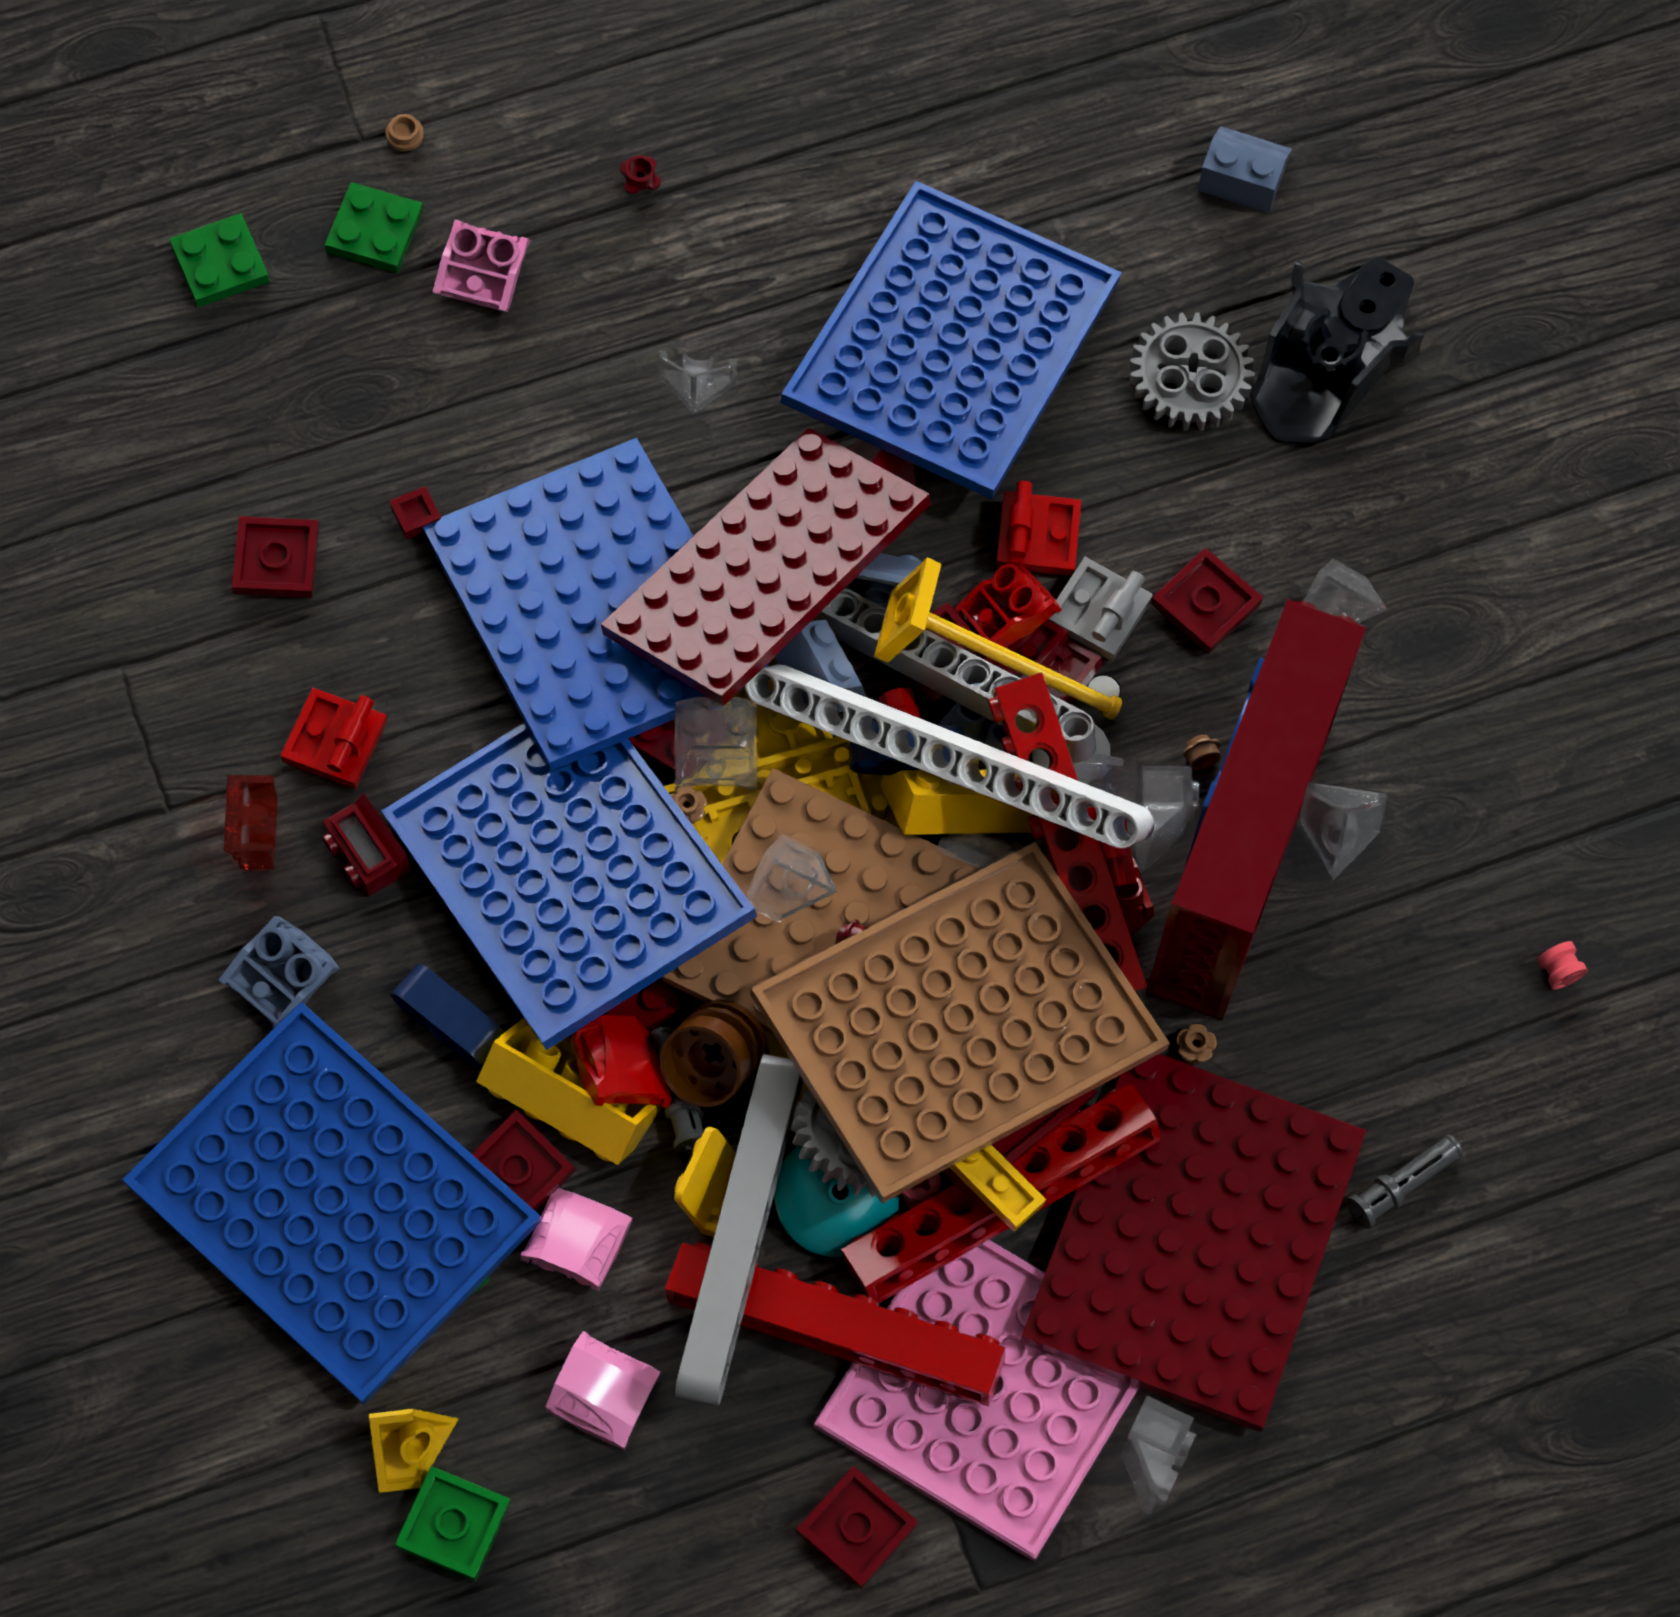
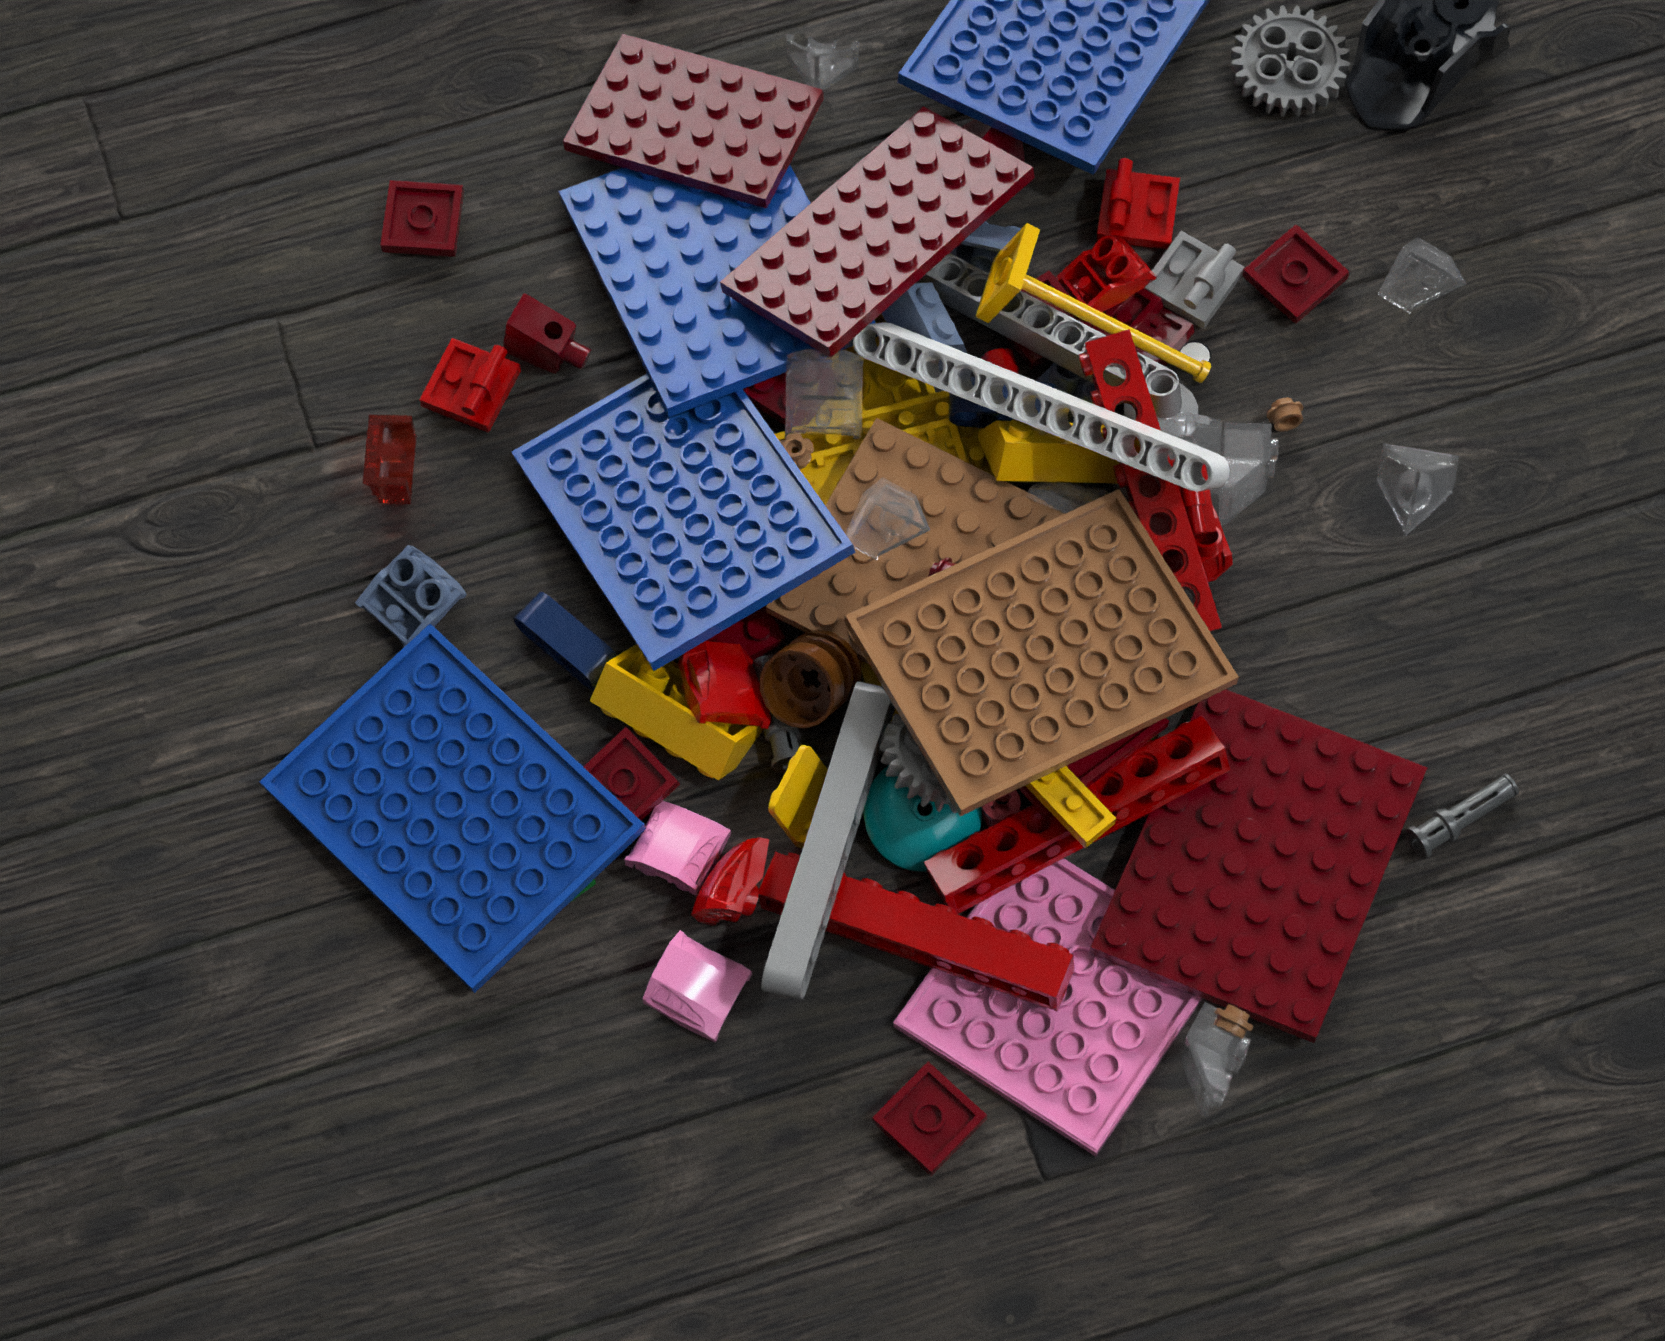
camera: 10 degrees right, 0 degrees up
(366, 846) = (496, 484): dark red window -> none
(407, 1446) = (513, 1030): yellow slope -> none
(411, 685) = (543, 336): none -> dark red torso
(414, 511) = (552, 179): dark red plate -> none
(453, 1523) = (553, 1103): green plate -> none
(563, 446) = (694, 120): none -> plate
(638, 1278) = (732, 884): none -> red slope
(1179, 1416) = (1233, 1021): none -> medium nougat plate
(1192, 1053) = (1268, 693): medium nougat plate -> none
(1254, 807) = (1327, 461): dark red panel -> none
(1562, 965) = (1621, 619): coral wheel -> none

